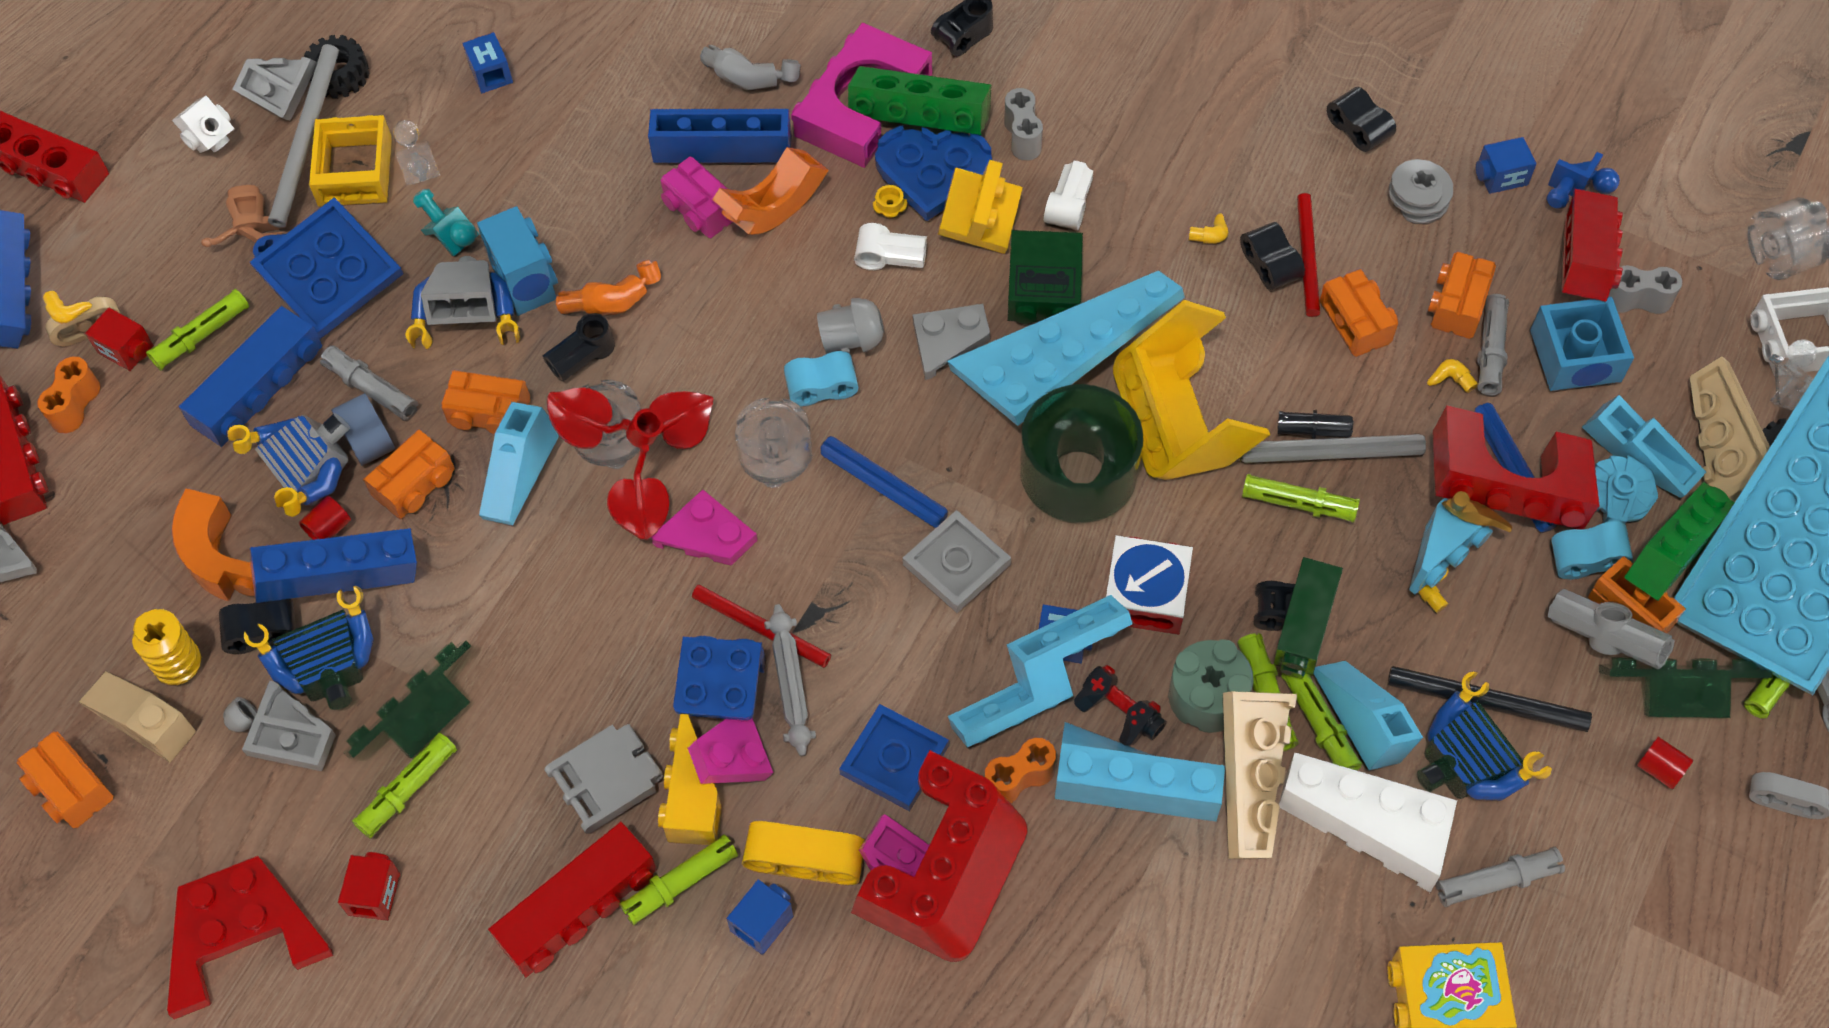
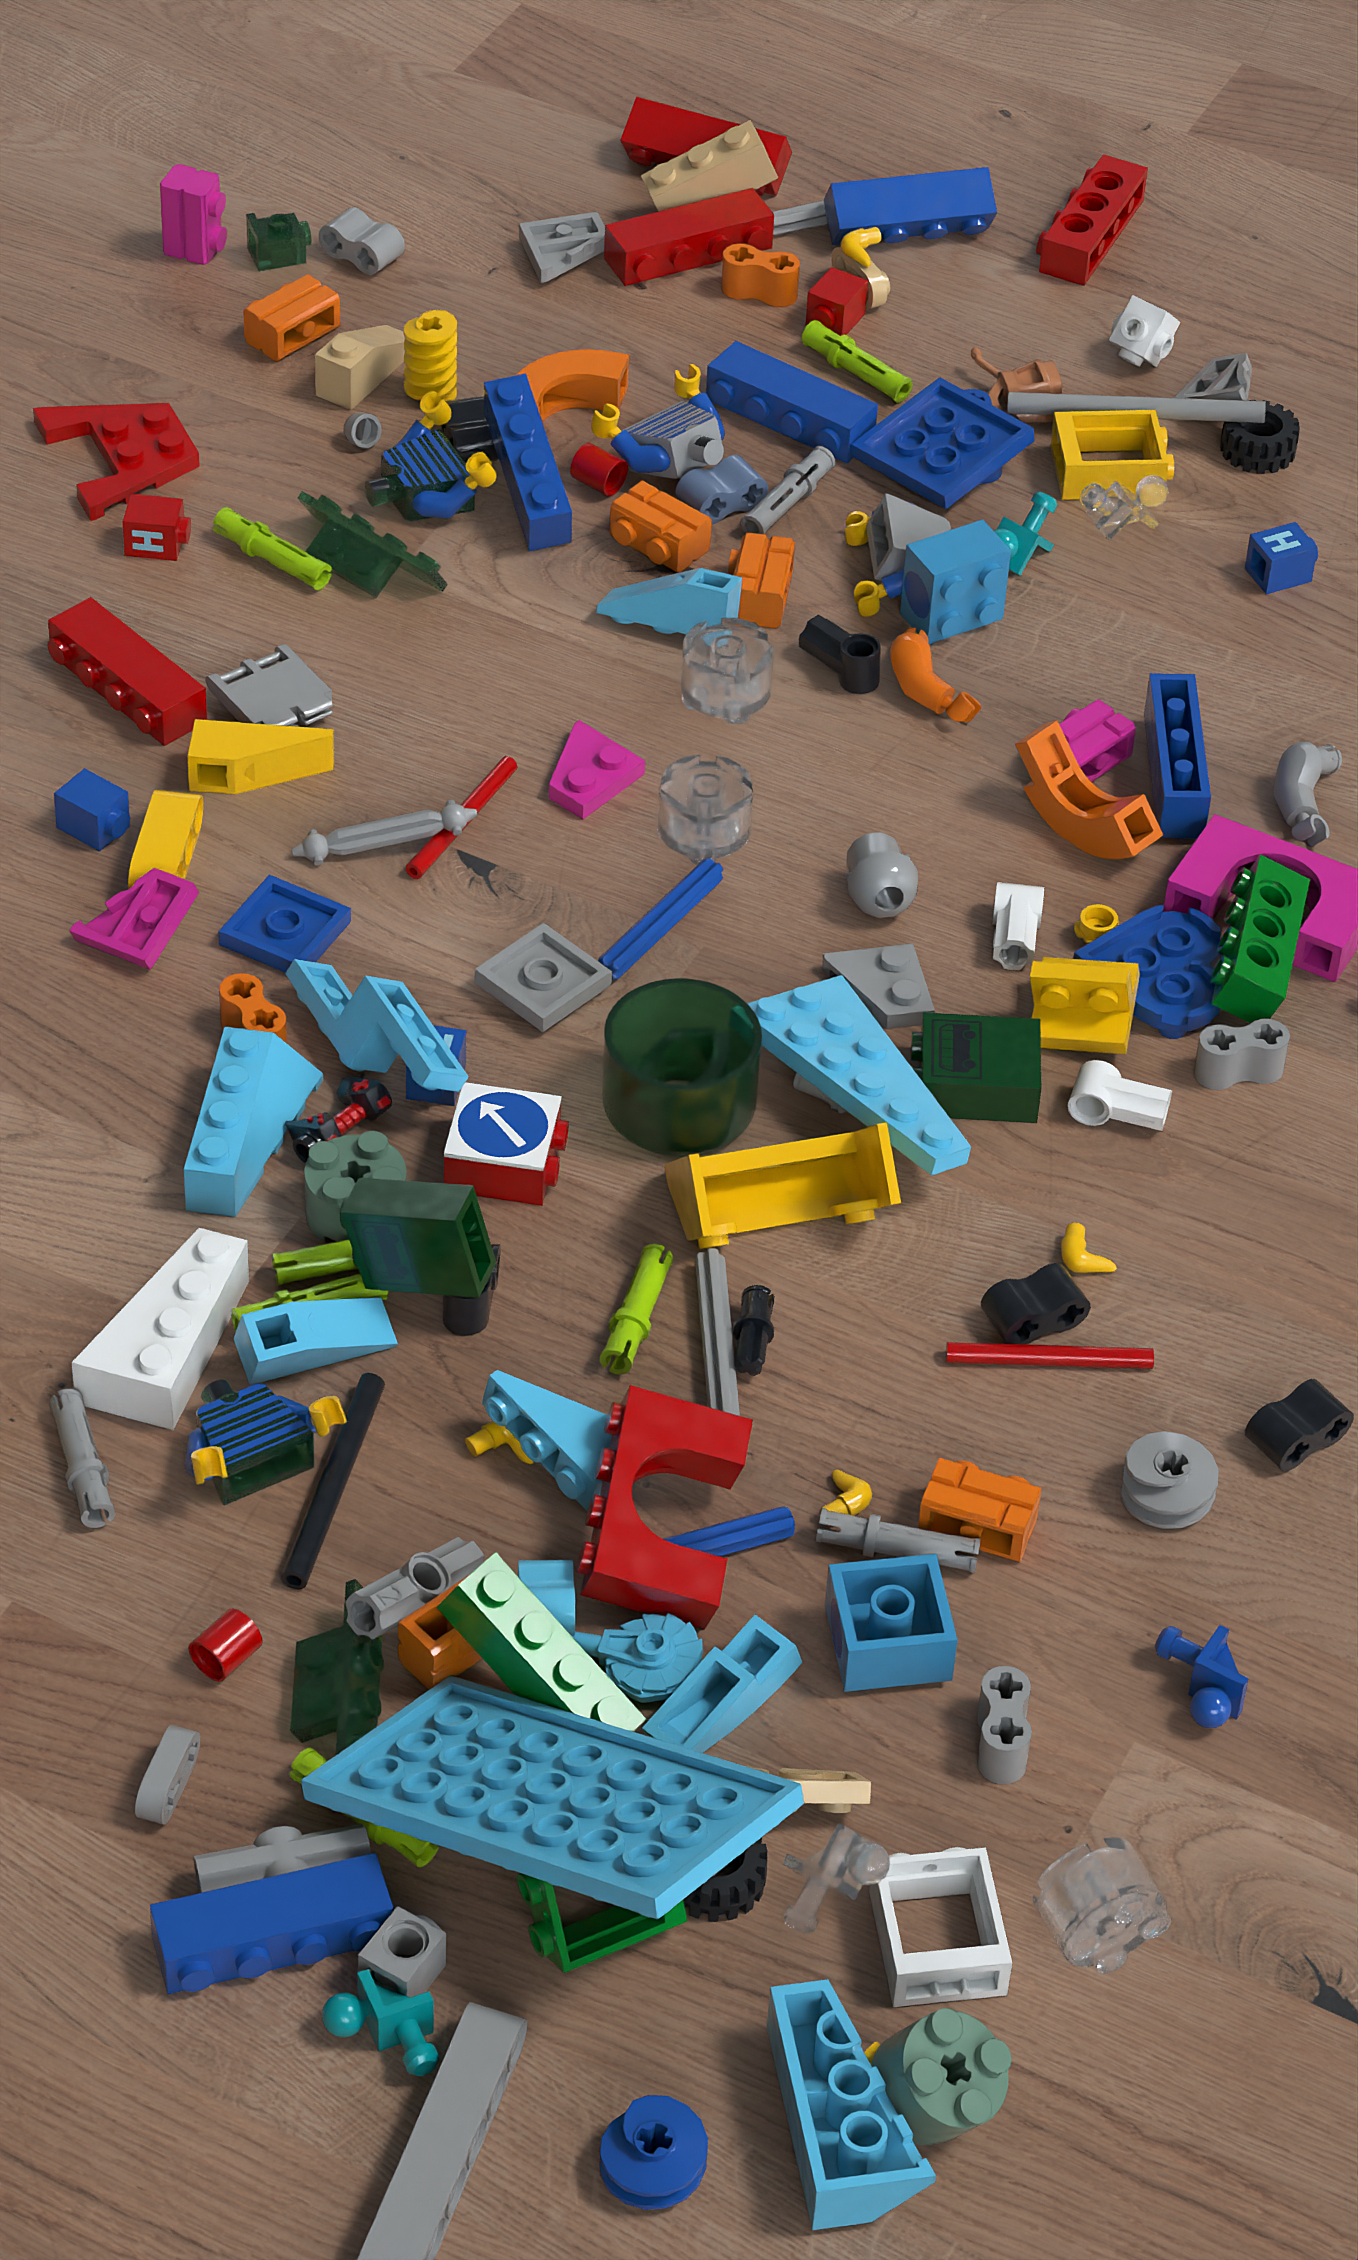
camera: 85 degrees right, 15 degrees down
(288, 732) = (339, 463): light grey wing -> none
(664, 889) = (134, 741): lime pin -> none
(681, 417) = (711, 619): red plant -> none
(718, 677) = (384, 759): blue bracket -> none
(730, 754) = (290, 777): dark pink wing -> none
(821, 378) = (807, 858): medium azure axle -> none
(960, 872) = (135, 953): red windscreen -> none
(1253, 757) = (269, 1204): tan wing -> none
(1359, 312) = (940, 1389): orange brick -> none
(1475, 512) = (588, 1442): pearl gold bar -> none
(1505, 165) = (1227, 1586): blue brick -> none
(1592, 245) = (1060, 1636): red brick -> none

